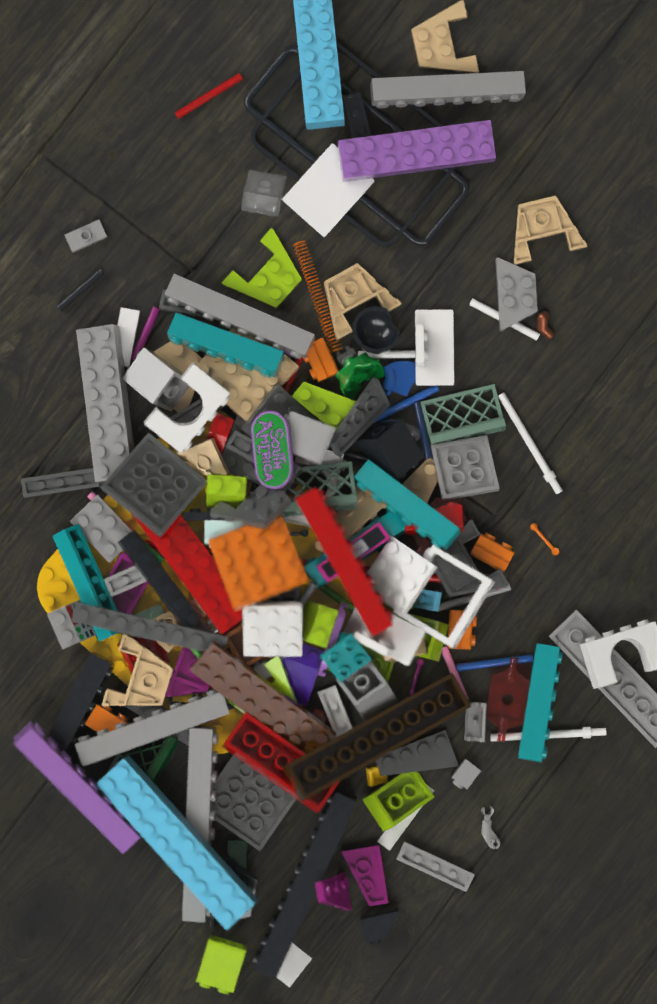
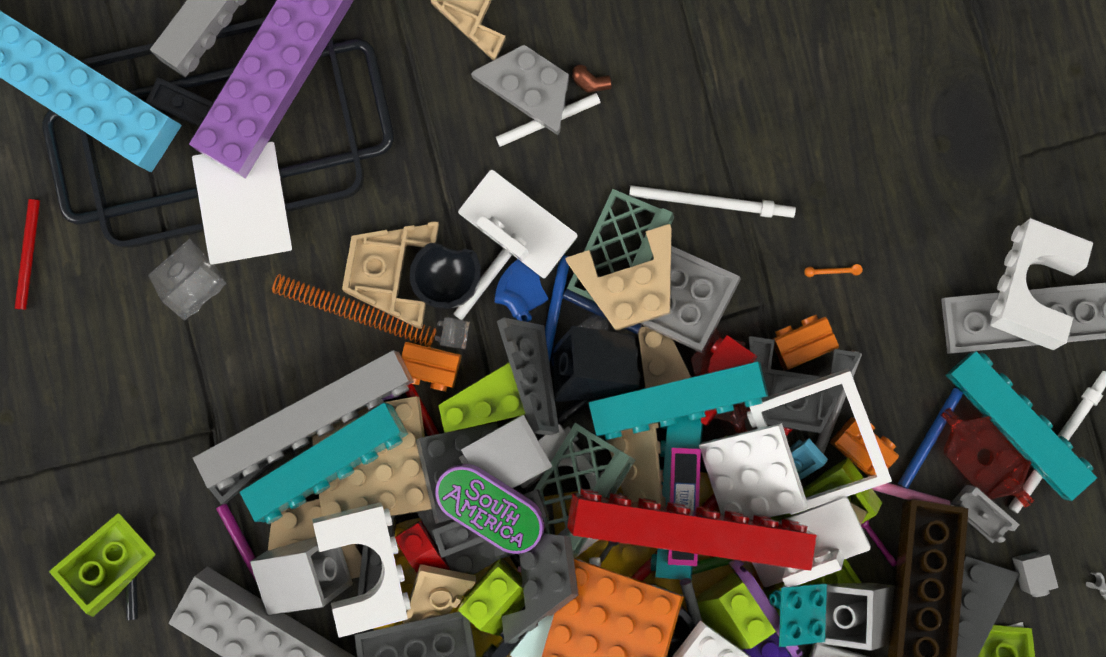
camera: 50 degrees left, 0 degrees up
(77, 271) = (103, 565): none -> lime slope
(85, 236) = (73, 521): light grey plate -> none
(128, 326) = (216, 555): white tile -> none
(275, 278) = (296, 347): lime wing -> none
(356, 371) = (475, 334): green brick -> none
(445, 438) = (634, 292): none -> tan wing

